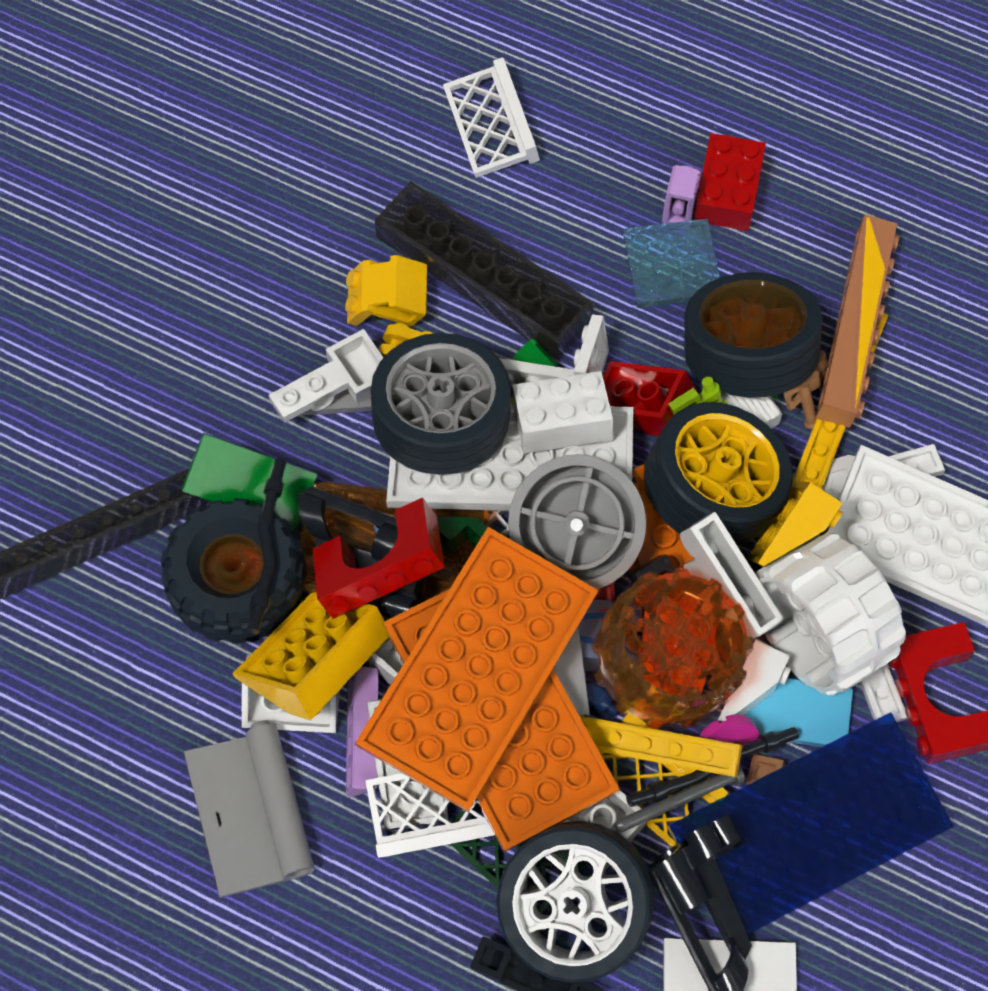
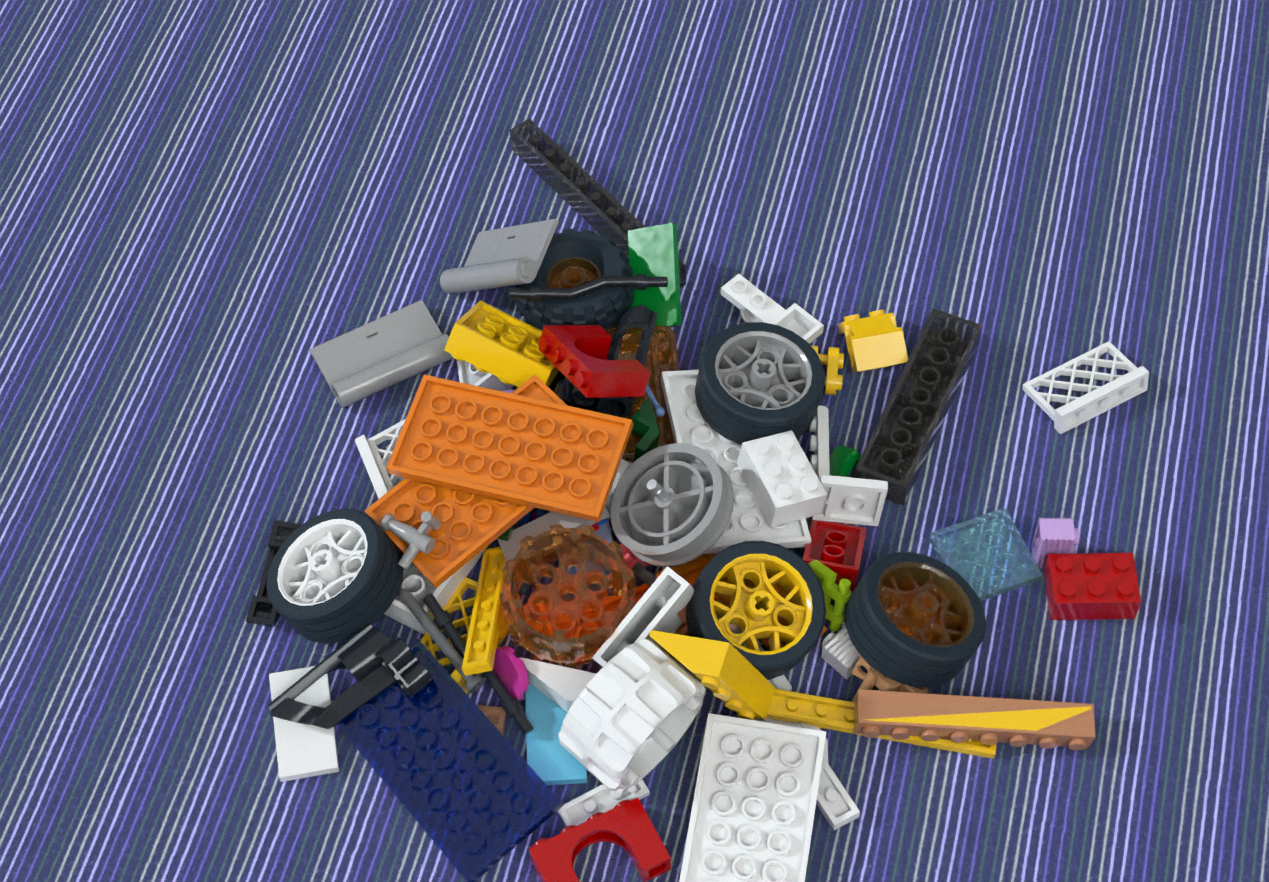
camera: 80 degrees right, 10 degrees down
(190, 629) = (501, 258): none -> light grey door
(565, 794) = (414, 537): none -> light grey piece

